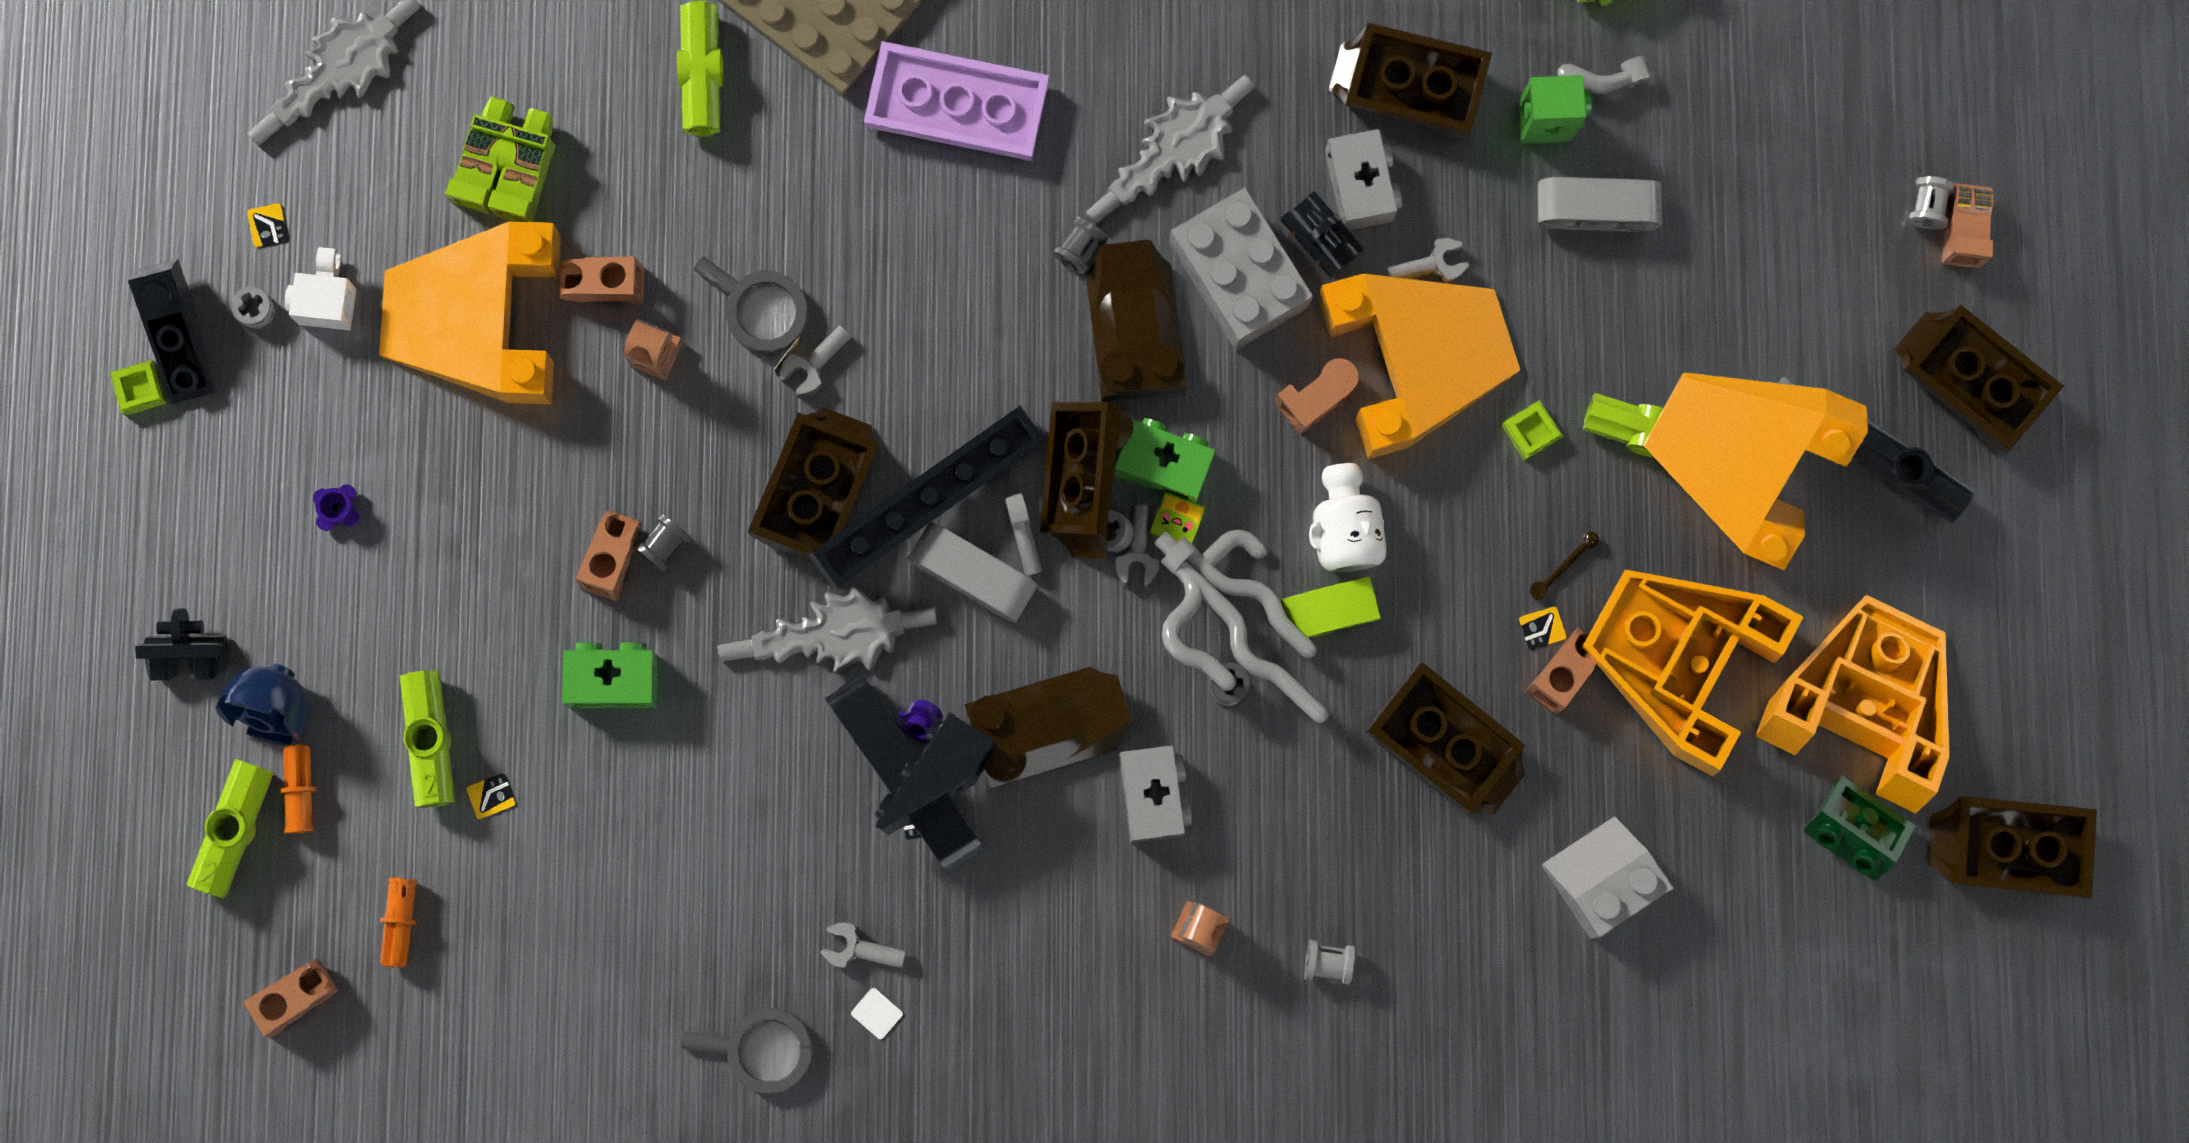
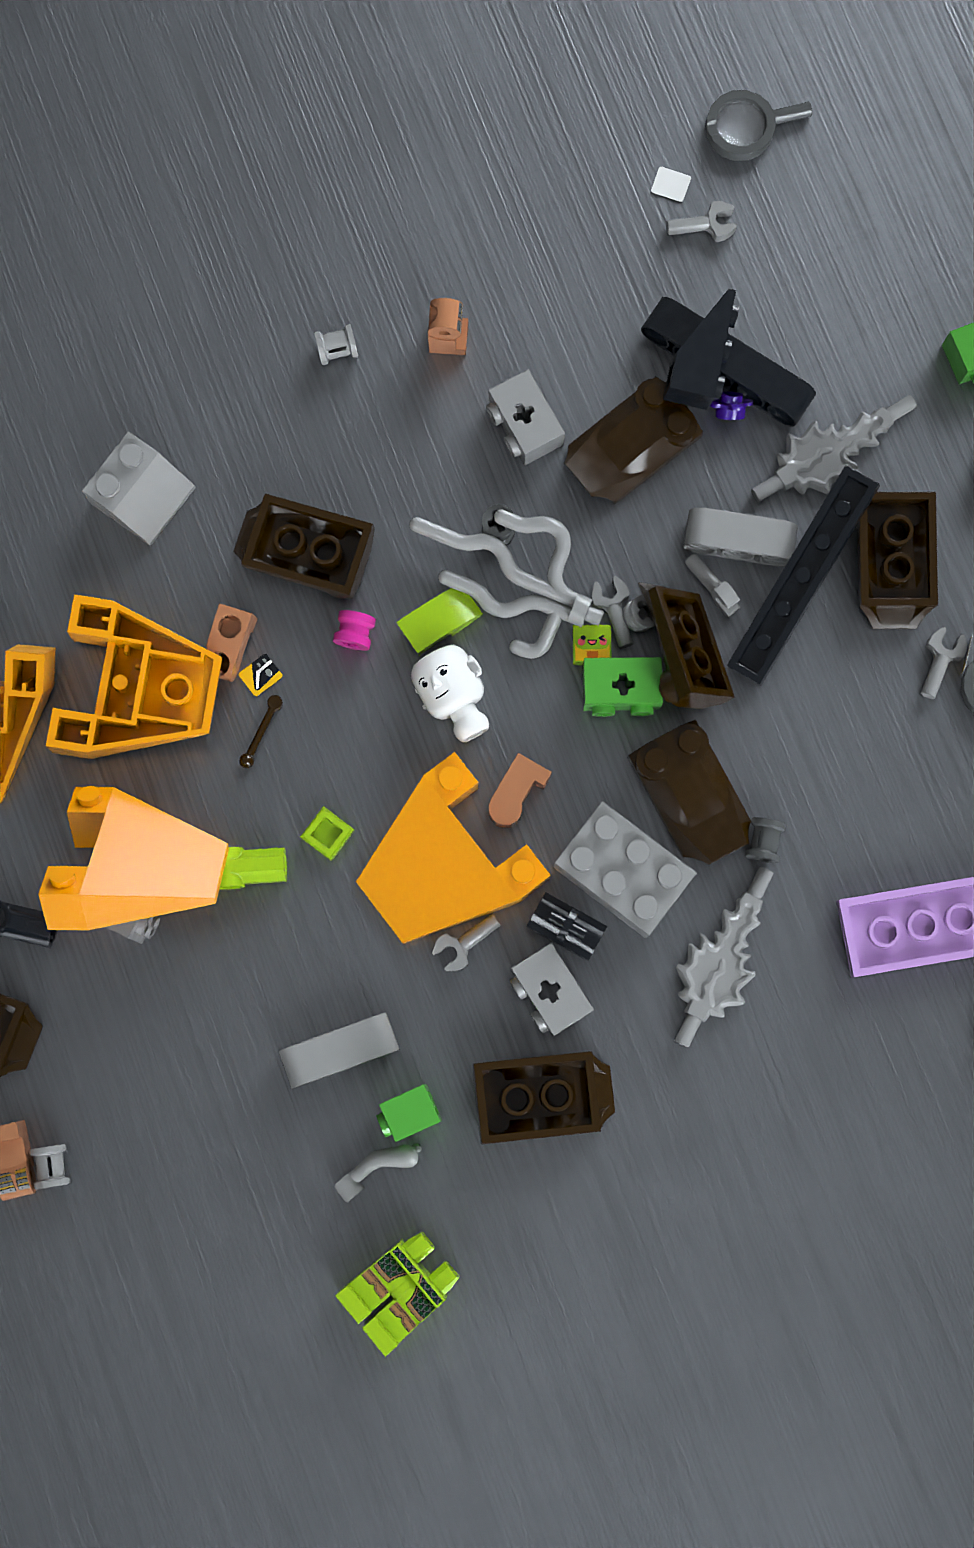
camera: 165 degrees right, 0 degrees up
(1427, 630) = (354, 630): none -> dark pink wheel

